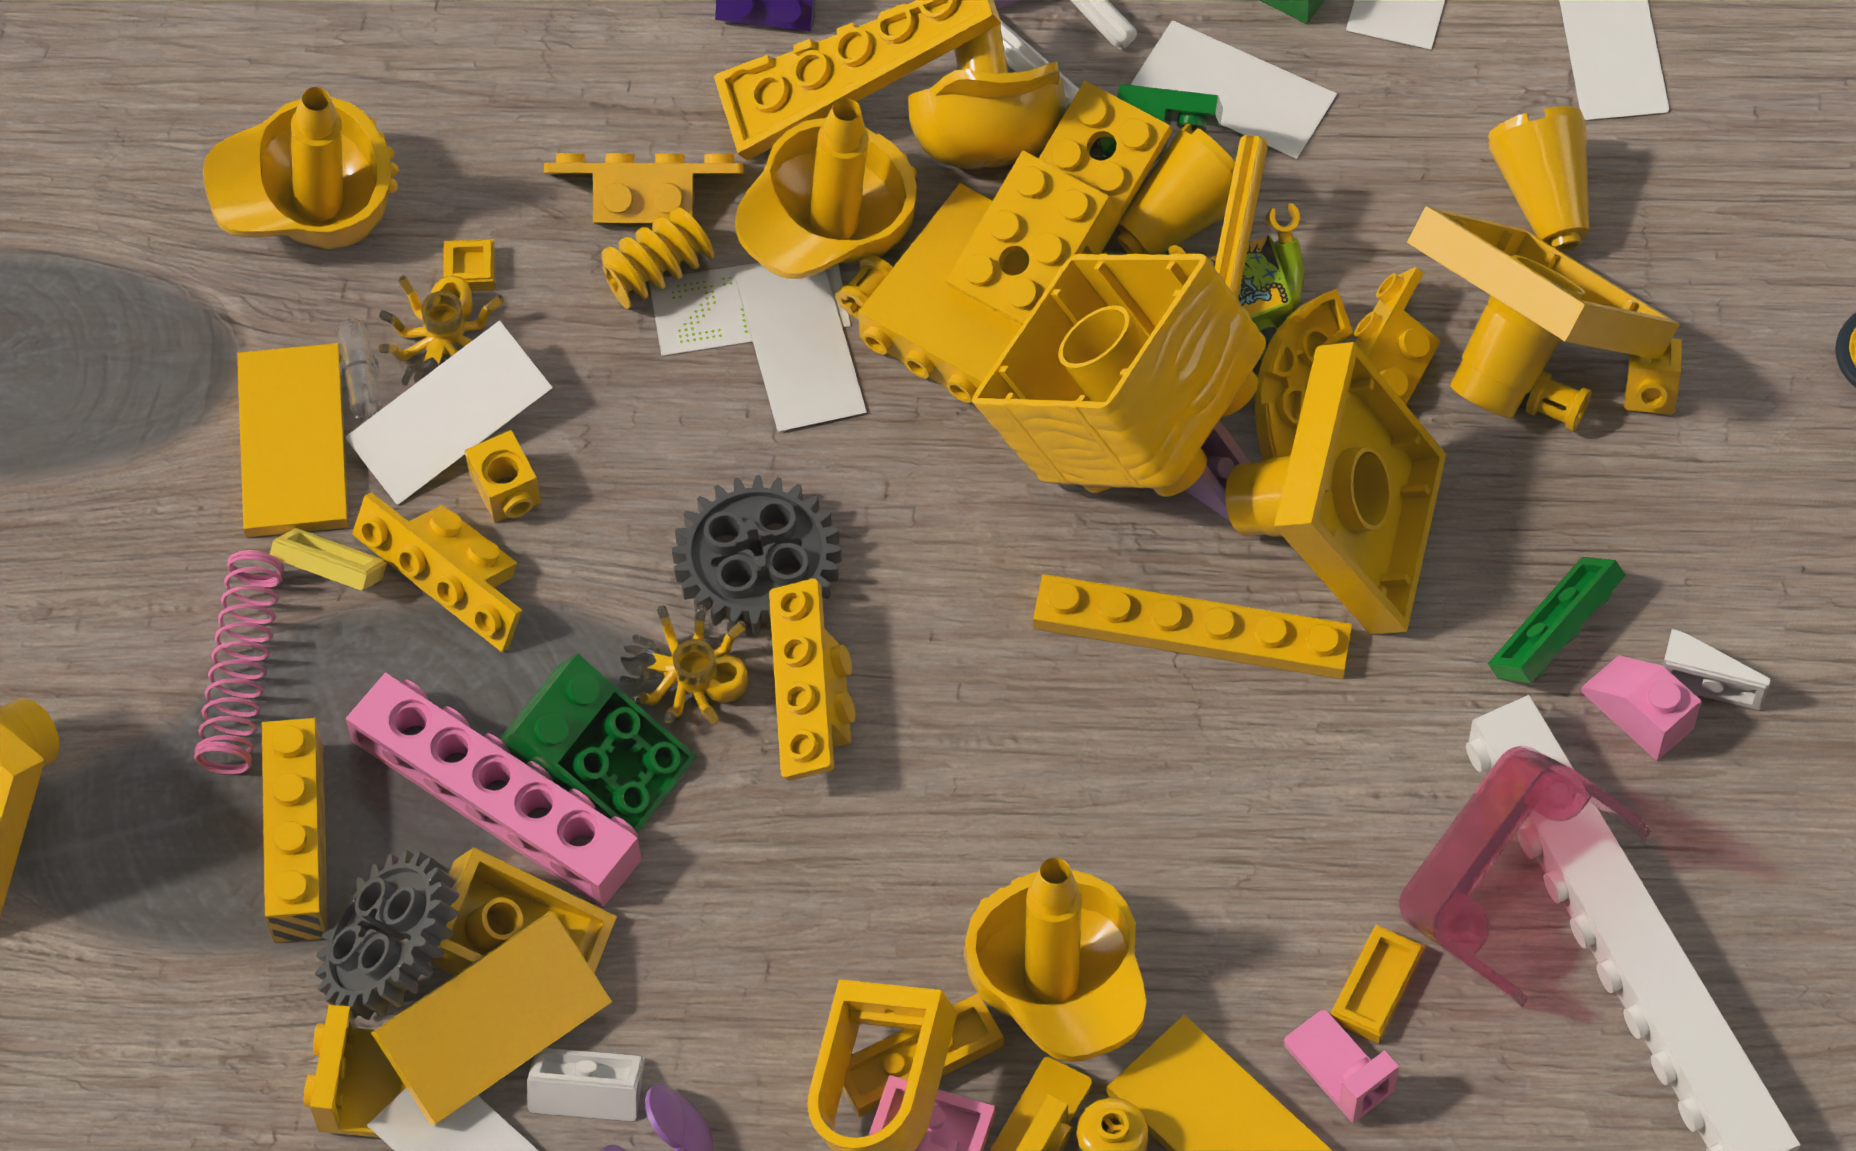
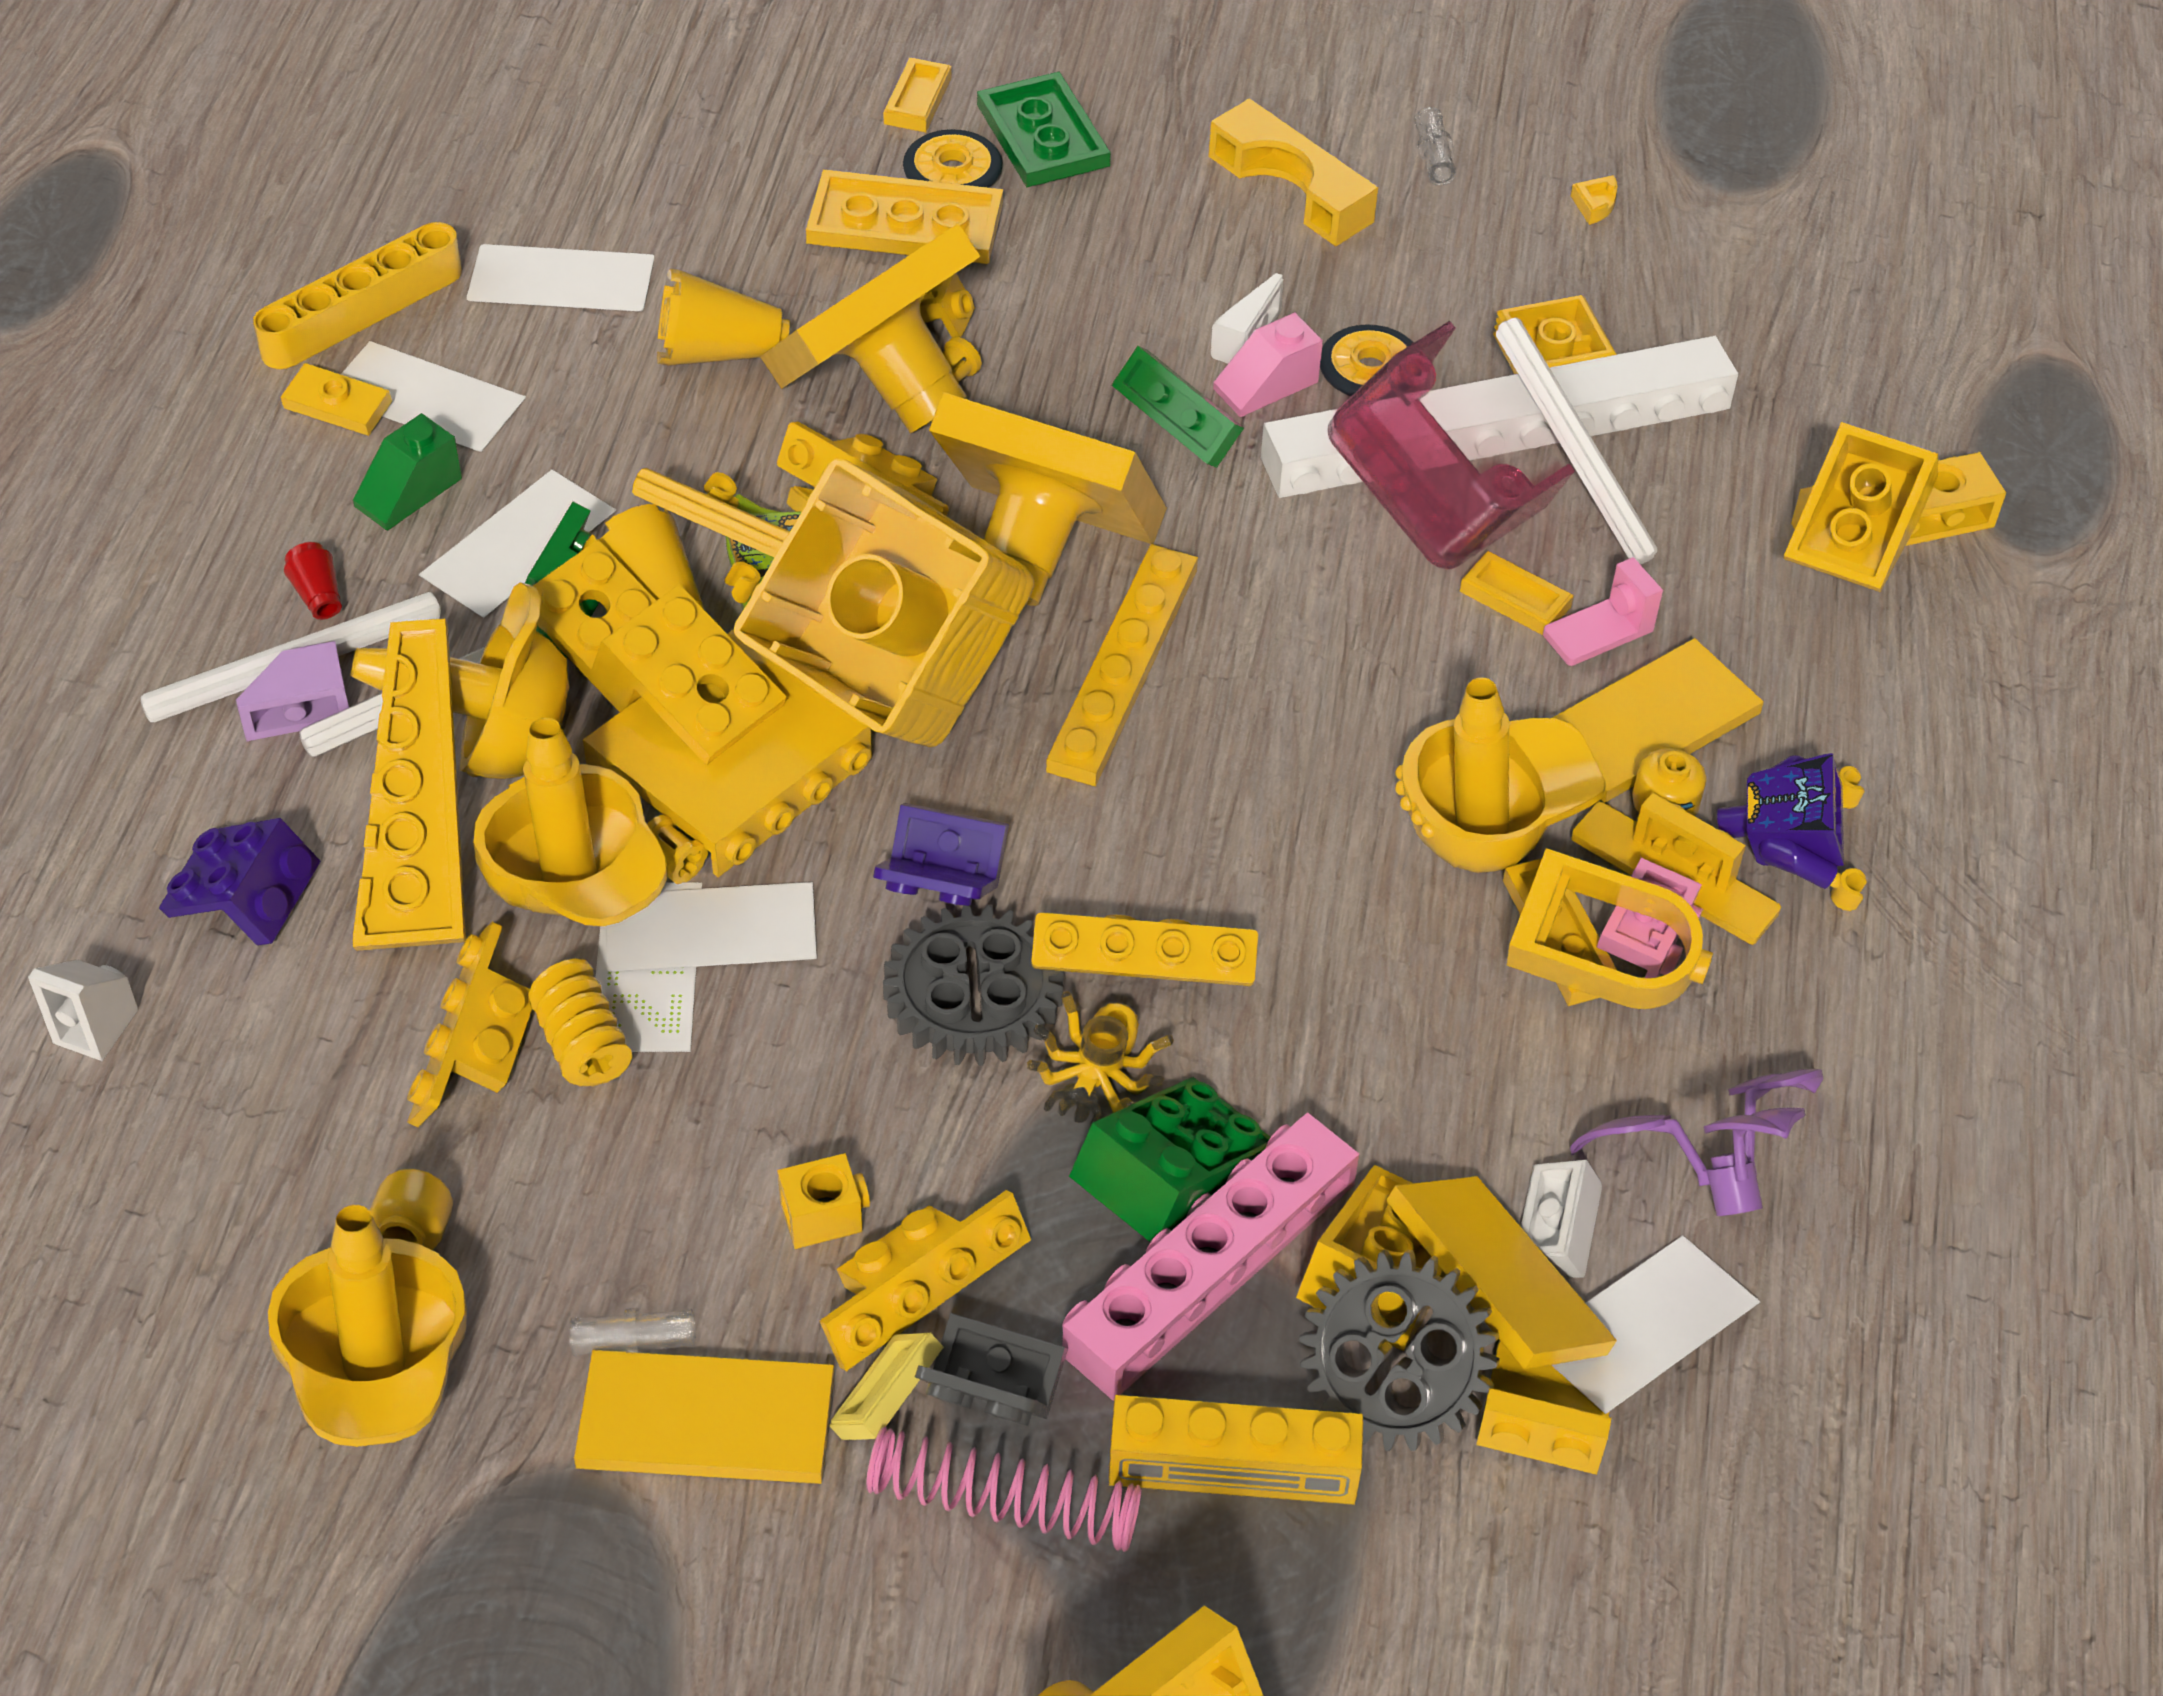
camera: 85 degrees left, 10 degrees down
(334, 633) = (997, 1366): none -> dark grey bracket
(444, 323) = (597, 1236): animal -> none
(446, 183) = (412, 1207): none -> yellow head
(448, 412) = (722, 1245): white sticker -> none
(471, 261) = (519, 1214): yellow tile -> none
(879, 503) = (944, 854): none -> dark purple bracket
(1584, 1005) = (1576, 441): none -> white axle
(1697, 775) = (1346, 348): none -> yellow wheel
(1767, 954) = (1561, 330): none -> yellow brick
(1783, 321) = (900, 213): none -> yellow plate

